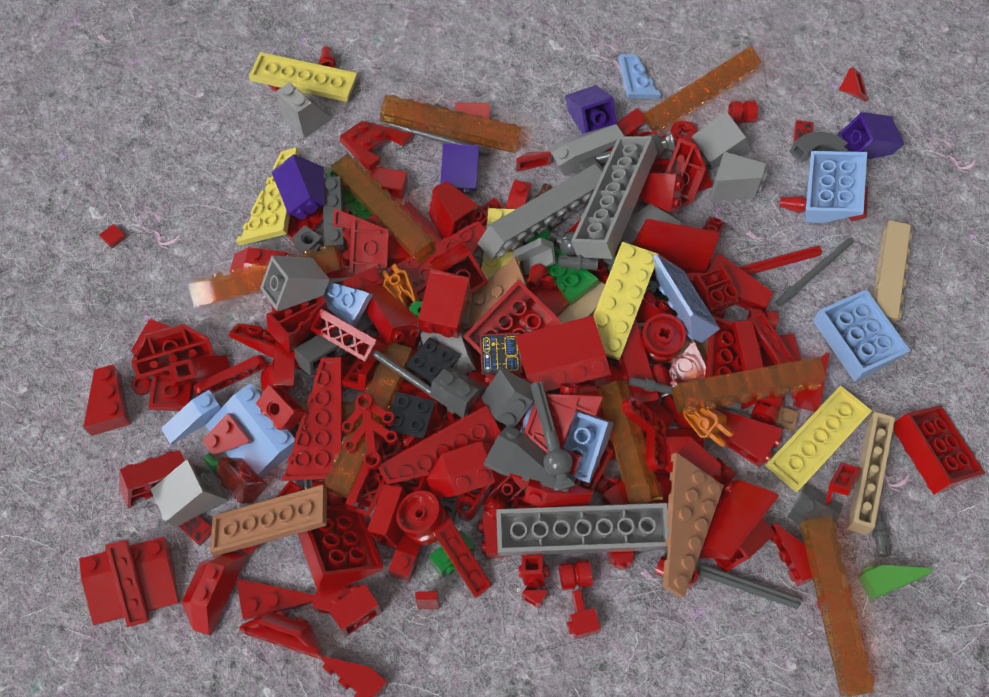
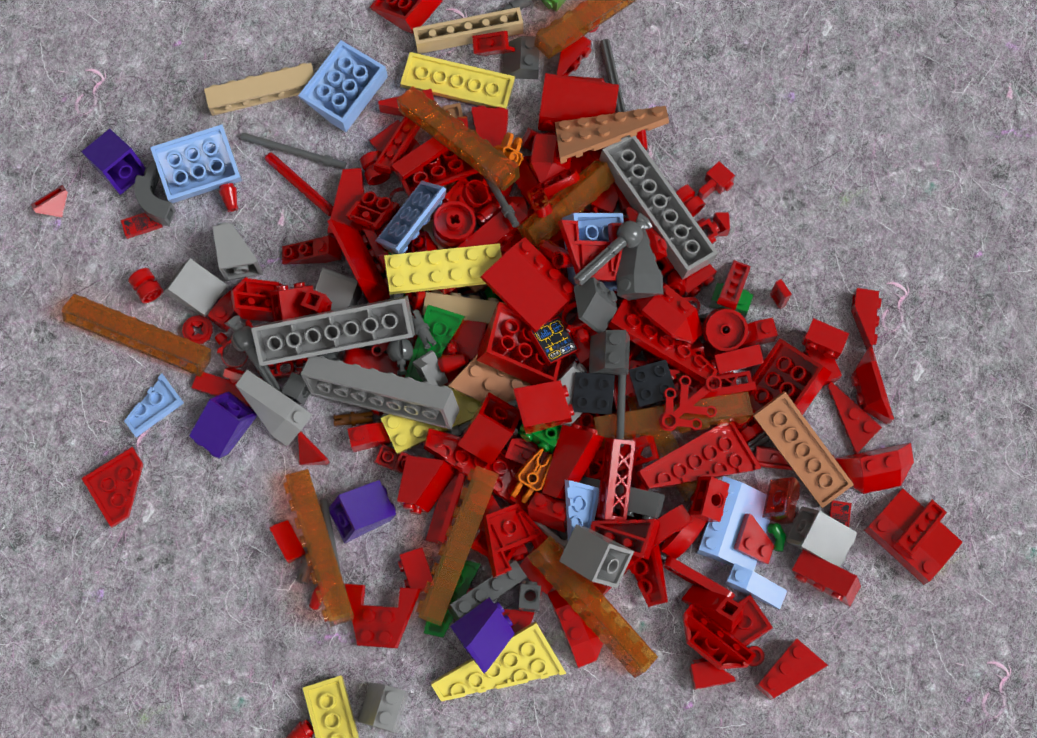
camera: 120 degrees left, 10 degrees up
(587, 31) = (116, 485): none -> red plate
(650, 202) = (316, 302): none -> red brick

